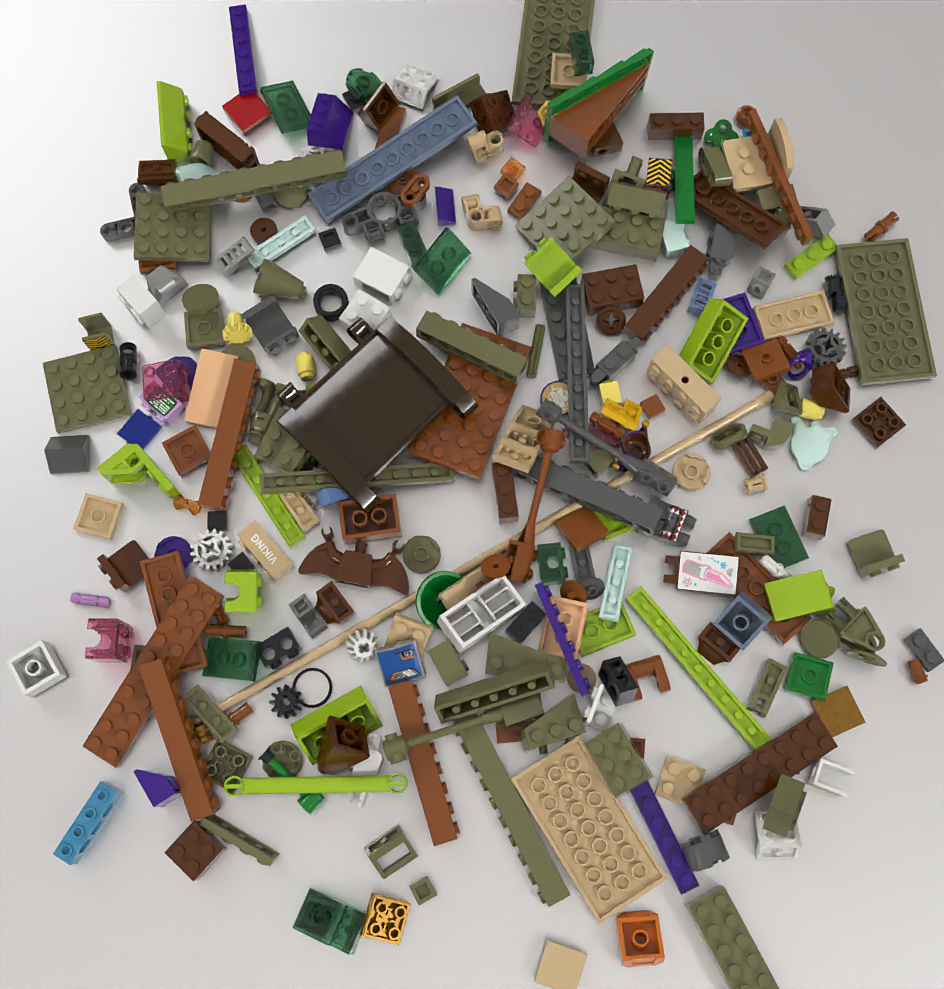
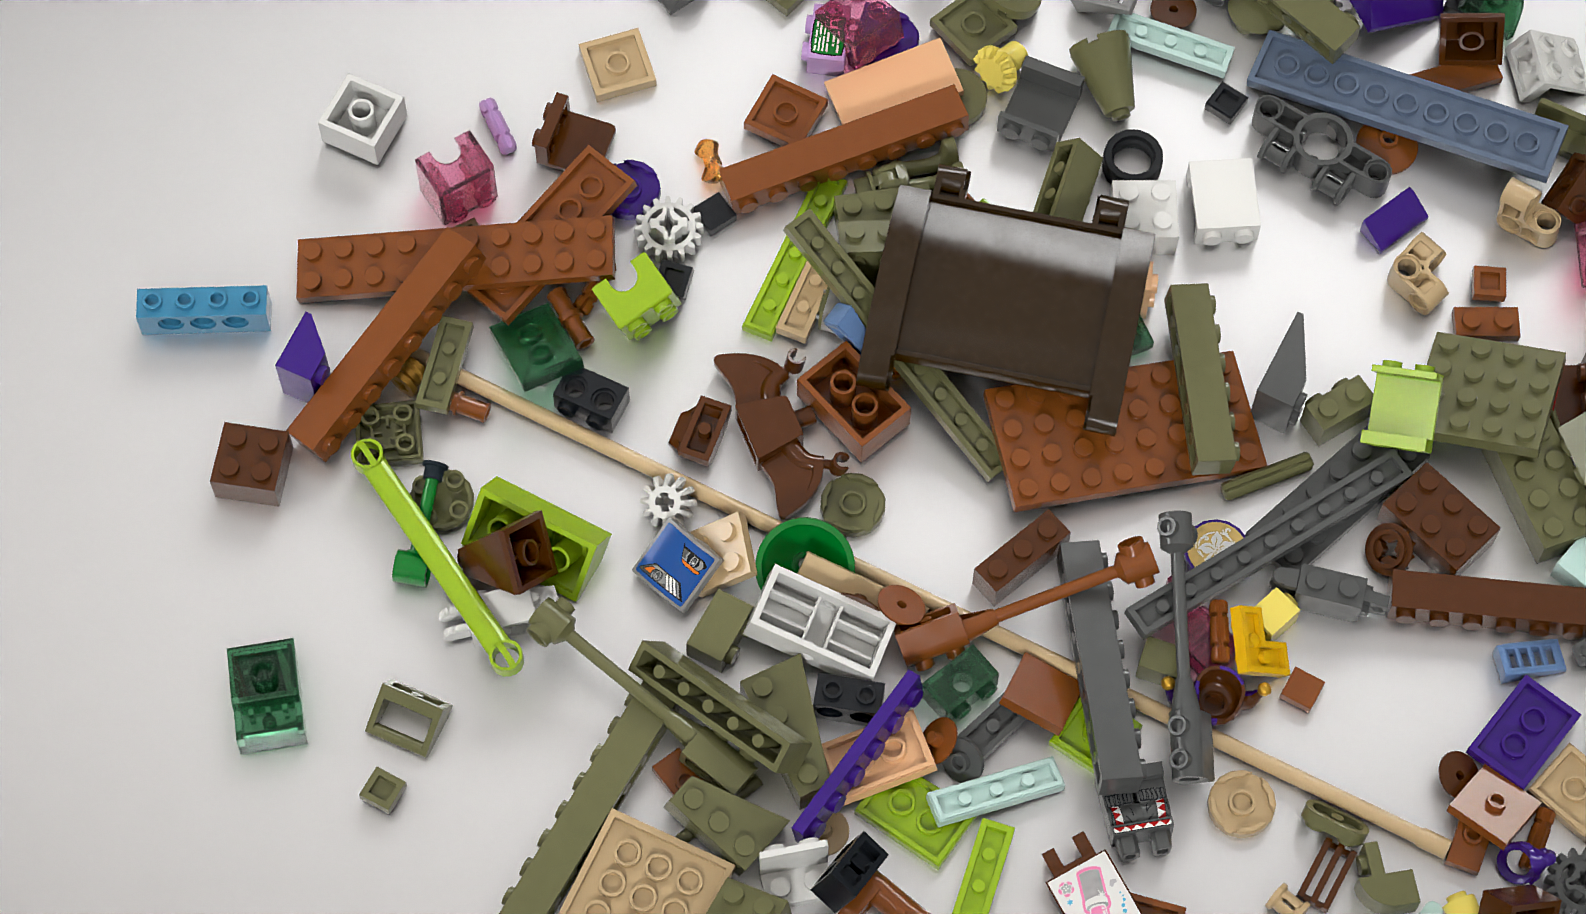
camera: 55 degrees right, 10 degrees down
(126, 465) = (703, 48): lime bracket -> none
(139, 429) = (771, 39): clear blue piece -> none
(235, 836) = (301, 503): olive plate -> none
(264, 551) = (713, 297): tan brick -> none
(279, 704) = (512, 452): black gear -> none
(305, 366) = (1014, 185): light yellow brick -> none
(308, 616) = (662, 410): dark grey slope -> none
(330, 686) = (546, 458): black piece -> none
(385, 919) = (313, 761): pearl gold tile -> none
(411, 242) = (1299, 212): clear green brick -> none
(414, 191) = (1378, 160): dark orange plate -> none
(423, 764) = (556, 685): dark orange brick -> none
(442, 260) = (1304, 264): clear green tile -> none
(513, 168) = (1522, 277): clear orange plate -> none
(519, 443) = (1096, 526): tan slope -> none
(683, 384) = (1361, 705): tan brick -> none
(713, 338) = (1464, 707): lime slope -> none
(787, 399) = (1456, 871): olive slope -> none

